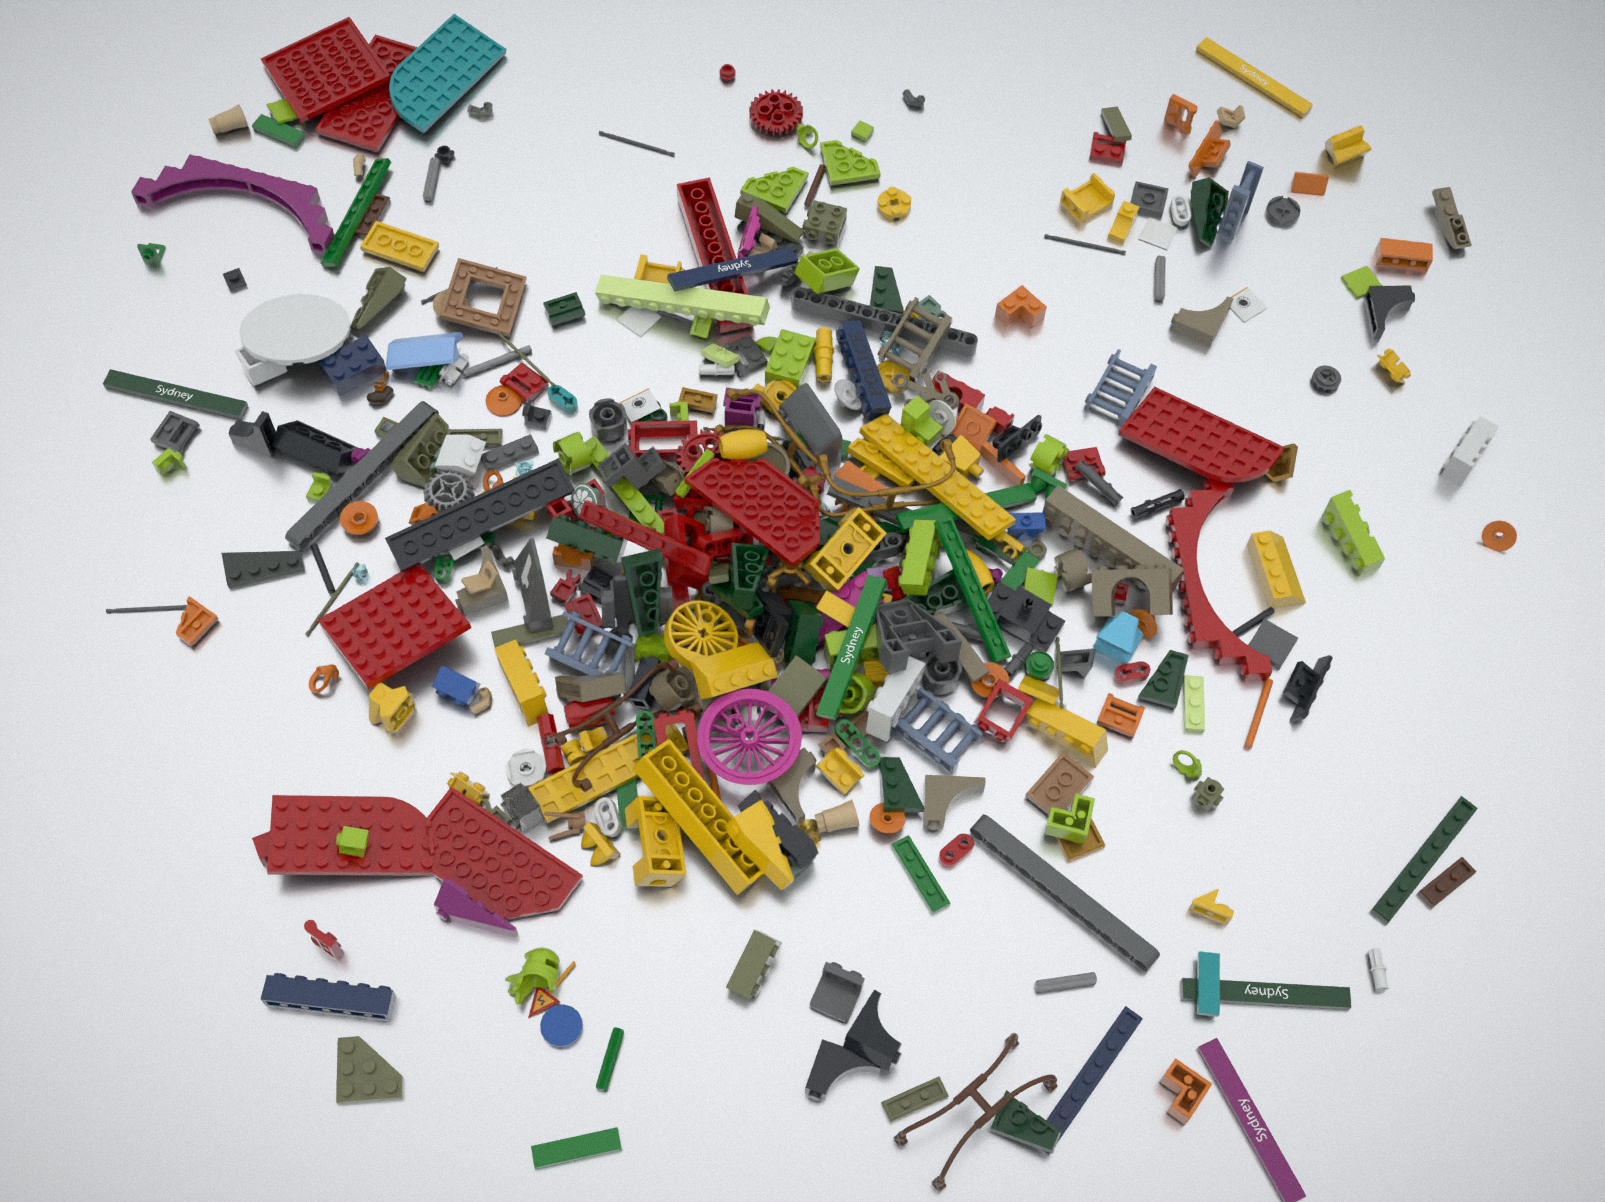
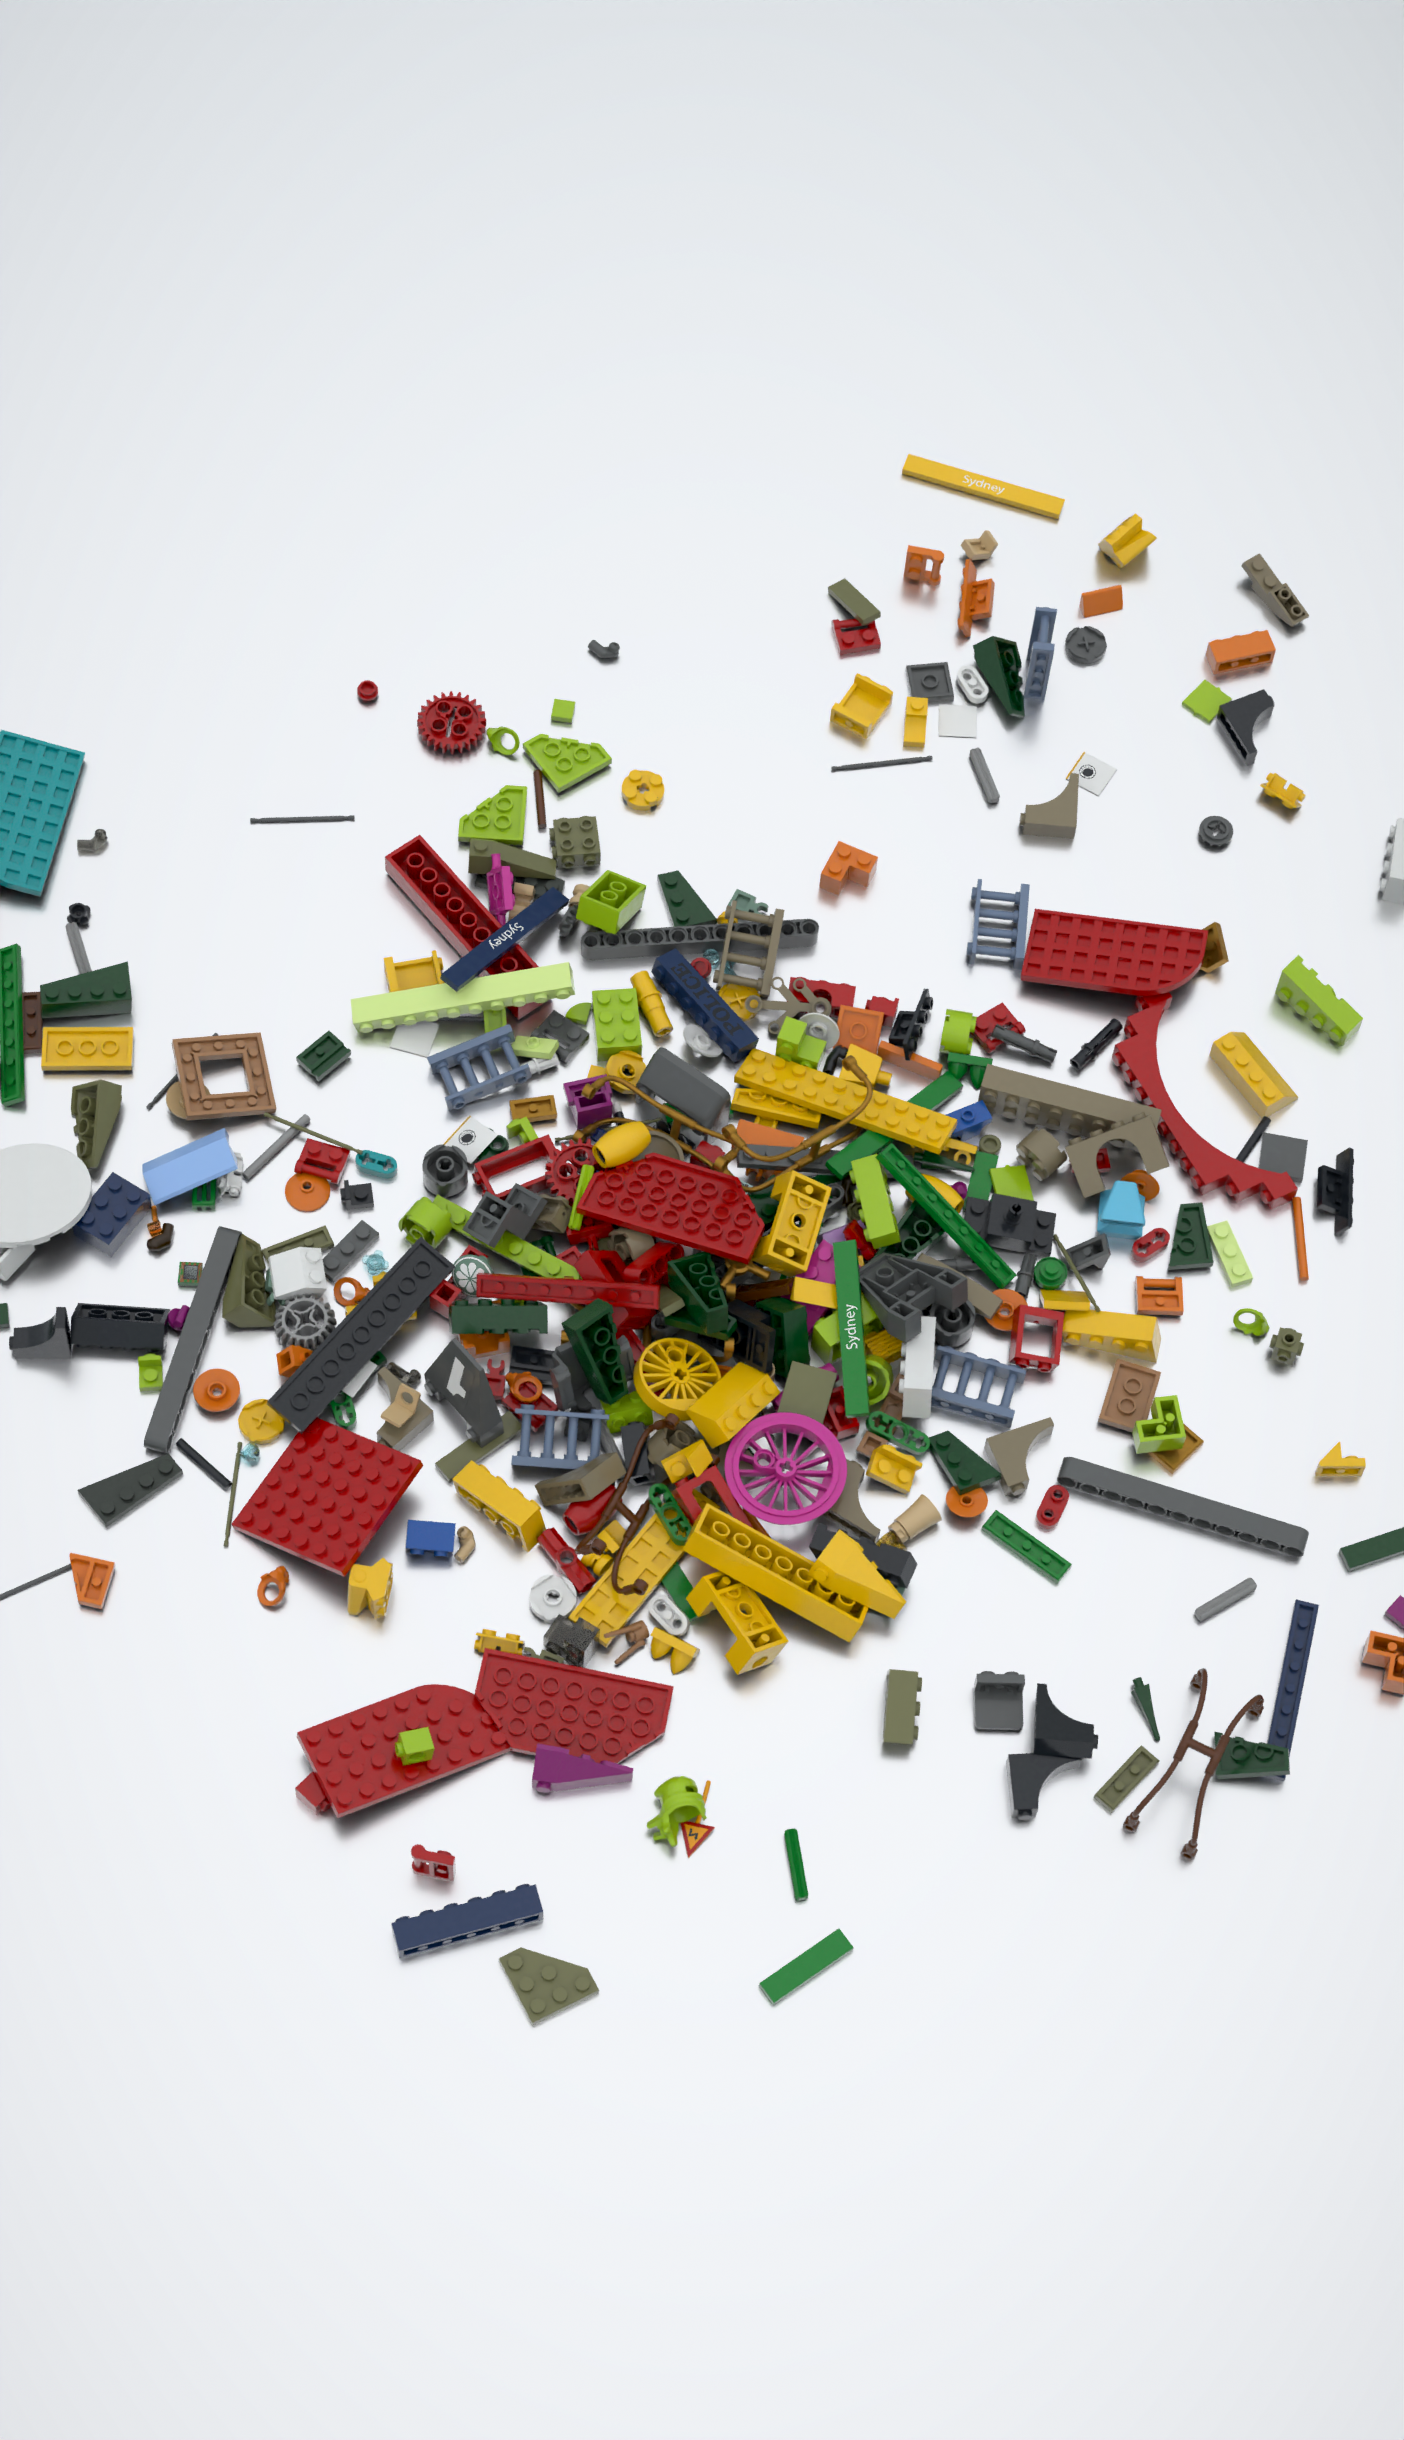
camera: 25 degrees left, 0 degrees up
(378, 555) = (260, 1422): none -> yellow tile
(419, 208) = (88, 993): none -> dark green wedge
(561, 1026) = (728, 1851): blue tile -> none
(581, 592) = (516, 1379): none -> orange piece
(671, 340) = (473, 1048): none -> sand blue fence
(674, 701) = (687, 1461): none -> yellow slope
(875, 342) = (702, 966): none -> red plate
(959, 1036) = (1143, 1698): none -> dark green piece
(1208, 984) = (1369, 1543): teal tile -> none

